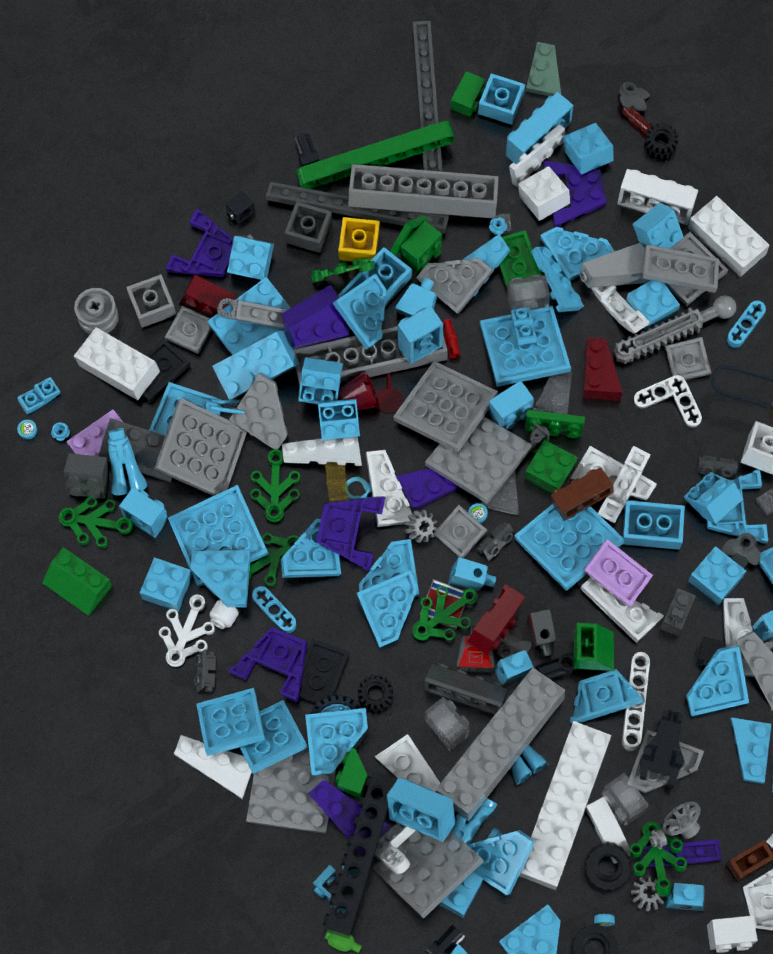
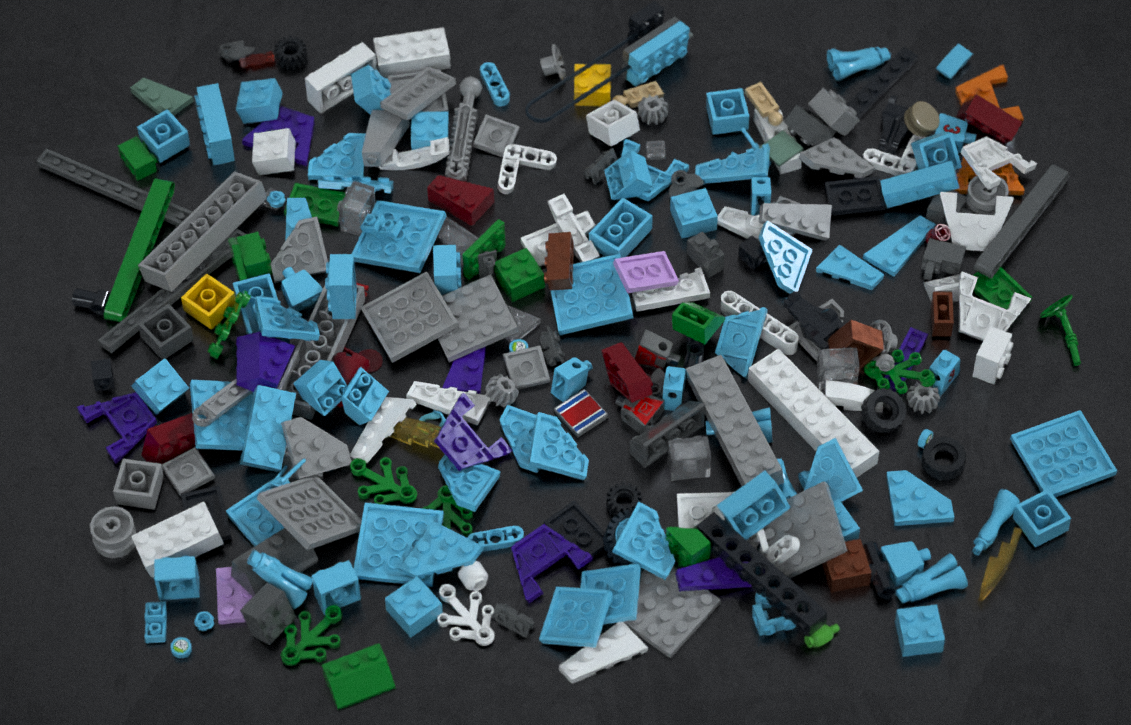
camera: 60 degrees left, 15 degrees down
(80, 385) = (176, 578): none -> medium azure brick
(423, 931) = (848, 569): none -> copper brick
(442, 615) = (590, 416): green plant -> none
(539, 152) = (239, 145): white wing -> none
(662, 803) = (860, 336): none -> copper brick

